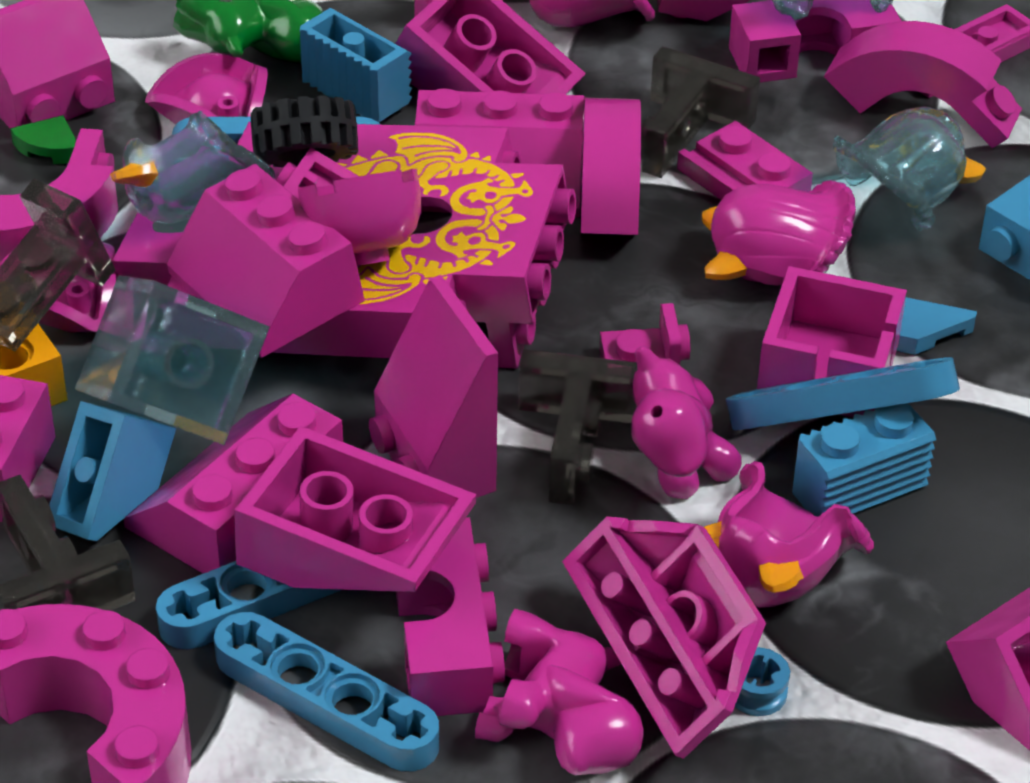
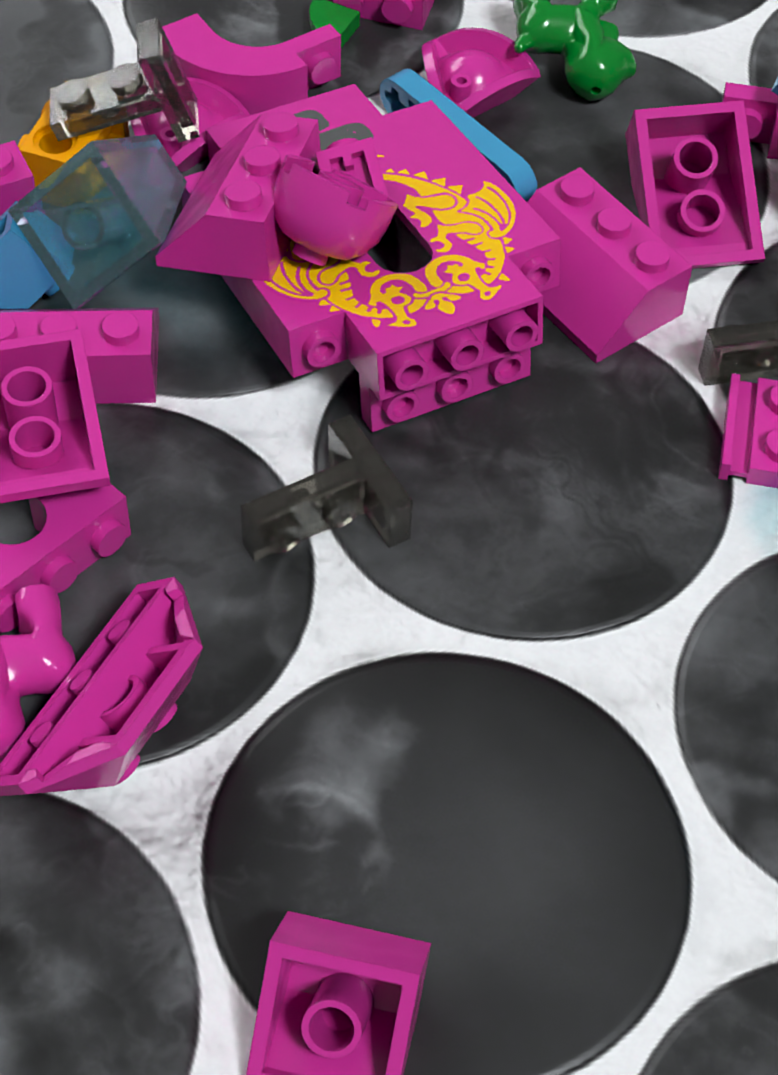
camera: 50 degrees right, 10 degrees up
(172, 175) = (297, 85): clear light blue hair -> none
(289, 128) = (395, 124): black tyre -> none
(355, 65) = (584, 116): dark azure brick -> none
(440, 395) = (224, 409): dark pink slope -> none
(611, 166) = (634, 332): dark pink arch -> none
(666, 342) = (461, 499): dark pink bracket -> none
(676, 426) = (355, 569): dark pink animal -> none
(765, 699) = (154, 820): dark azure bush -> none
(774, 227) = (680, 494): dark pink hair -> none
(780, 546) = (301, 716): dark pink hair -> none
(829, 328) = (580, 613): dark pink piece -> none
(843, 393) = (503, 658): dark azure beam -> none
(863, 460) = (462, 722): dark azure brick -> none
(929, 321) = (698, 660): dark azure tile -> none

